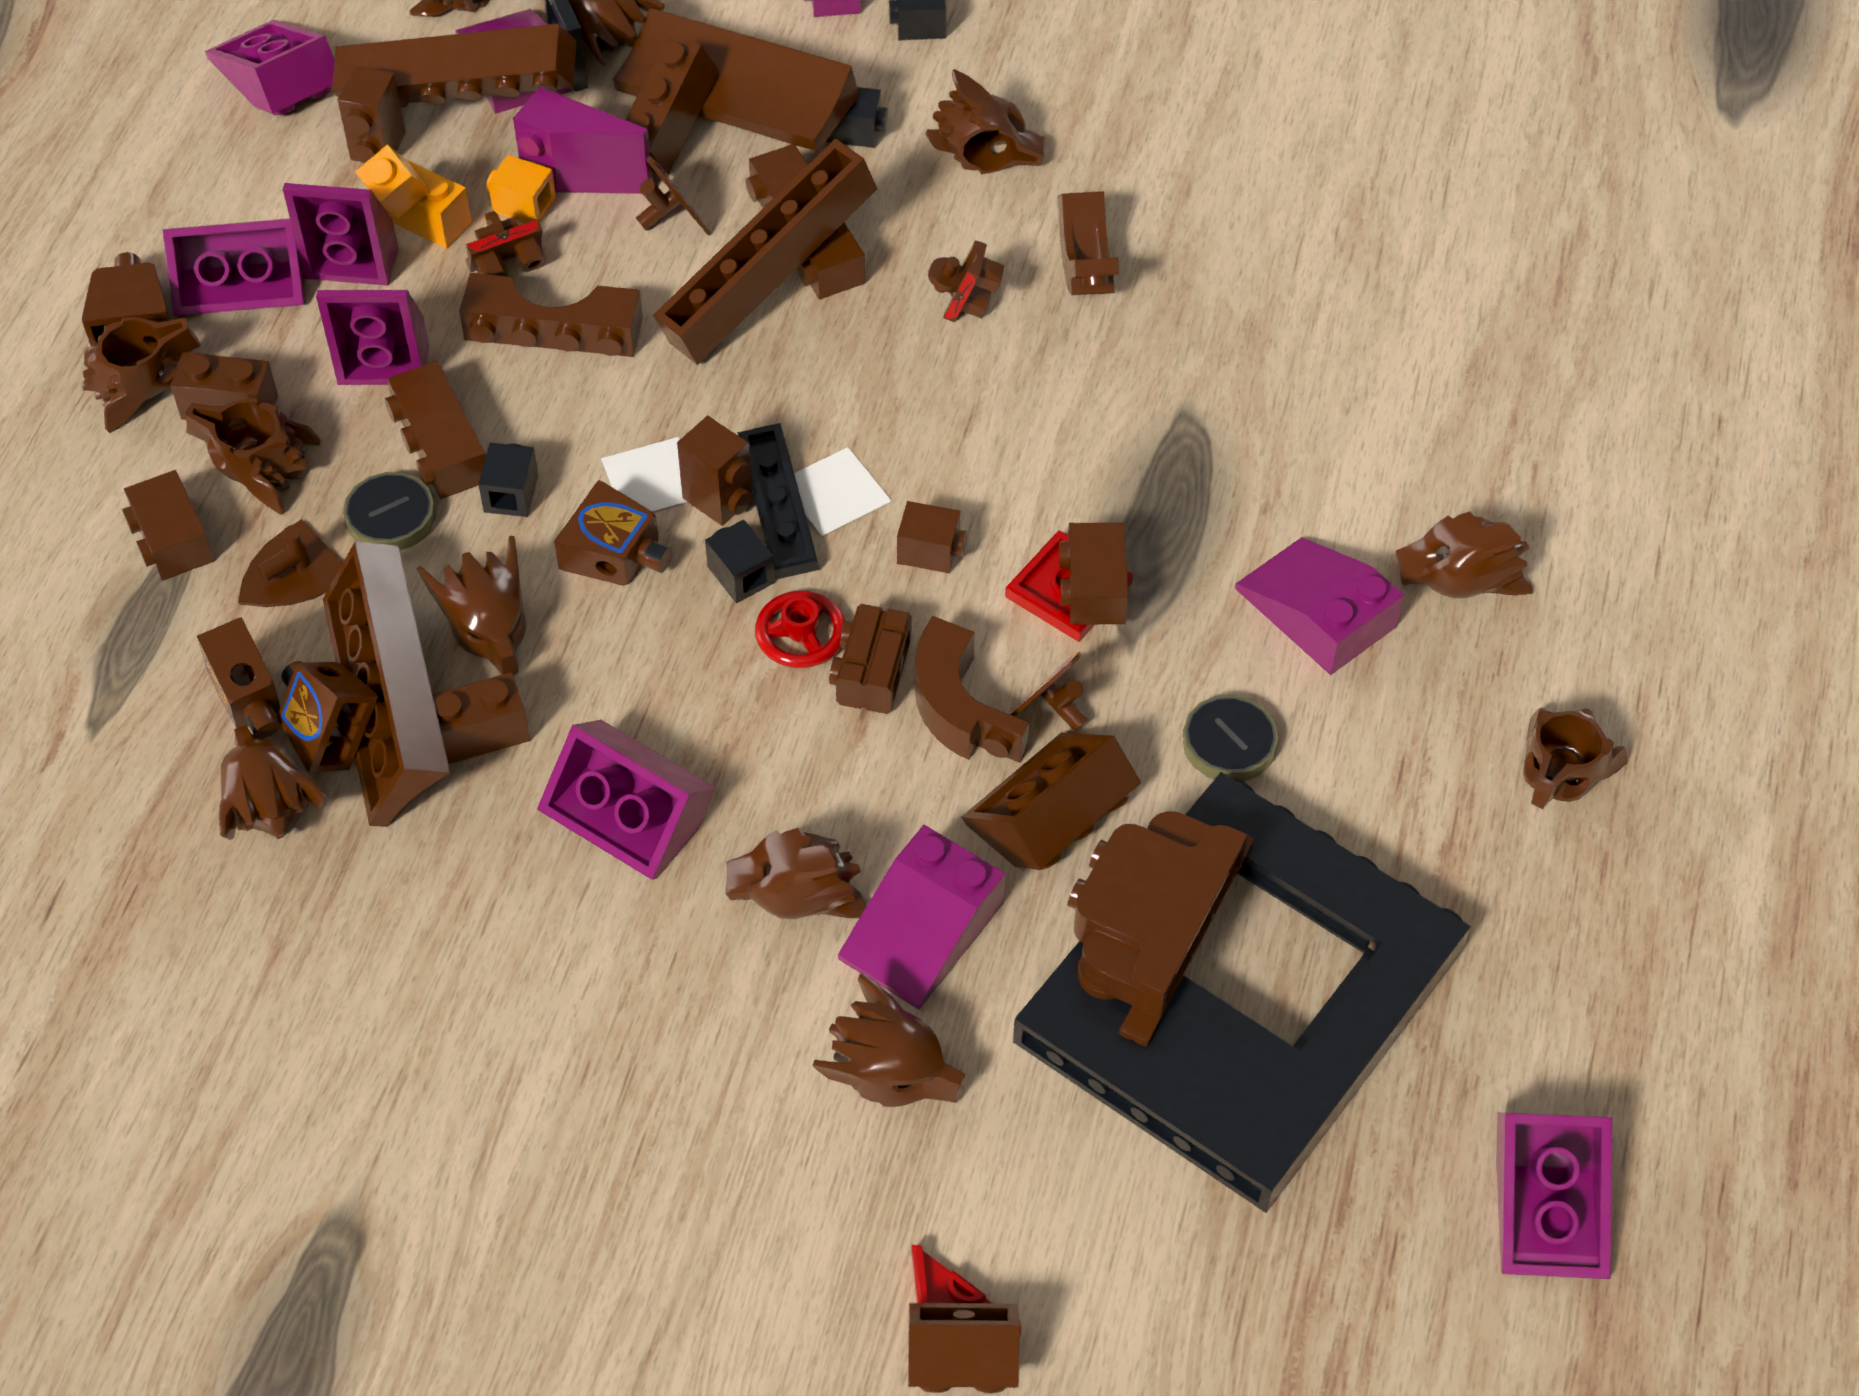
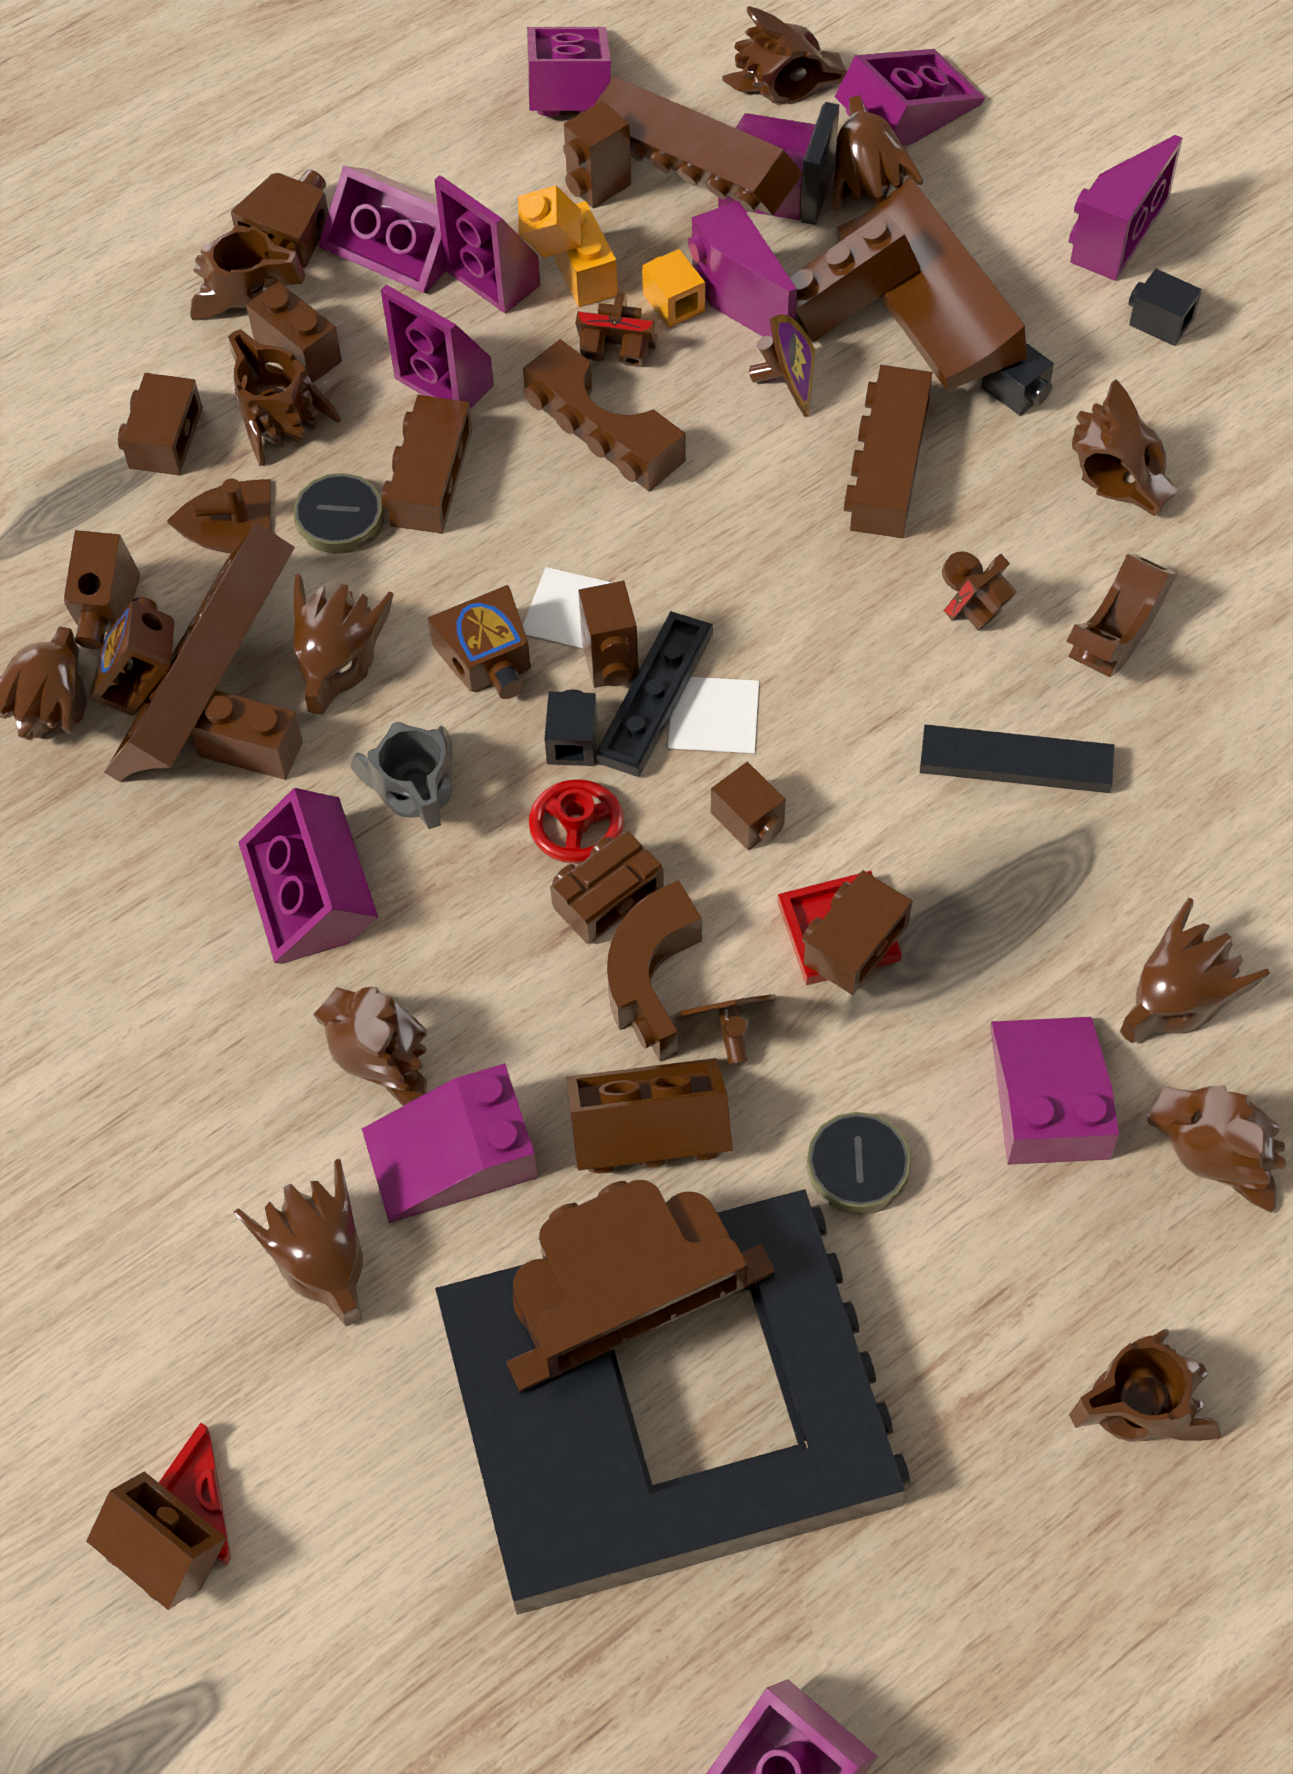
camera: 40 degrees right, 5 degrees up
(508, 479) = (447, 540): black brick -> none
(642, 666) = (410, 771): none -> dark grey piece
(766, 251) = (812, 458): reddish brown brick -> none
(1091, 391) = (1017, 758): none -> black tile
(1349, 467) = (1186, 978): none -> reddish brown piece

